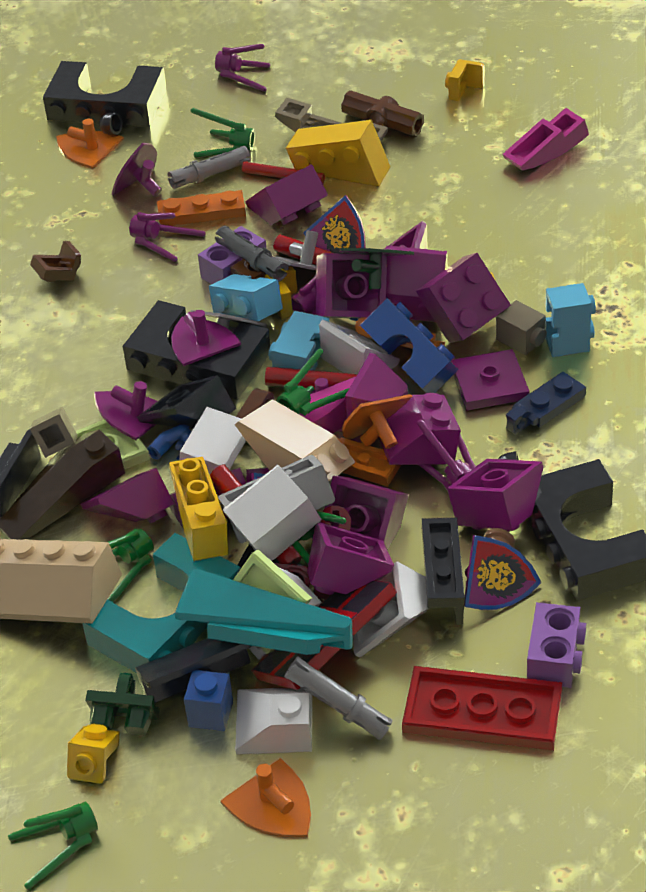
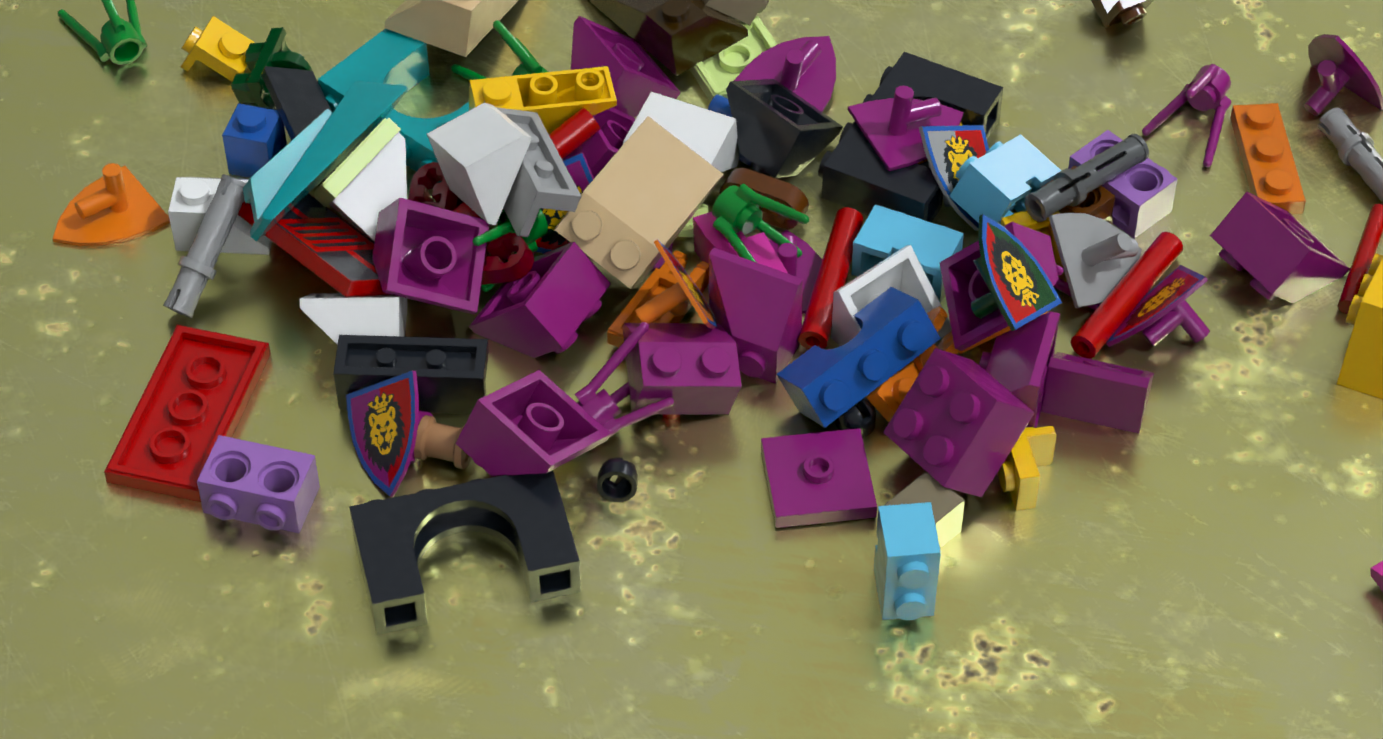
camera: 90 degrees right, 5 degrees up
(545, 403) = (755, 540): dark blue hinge -> none

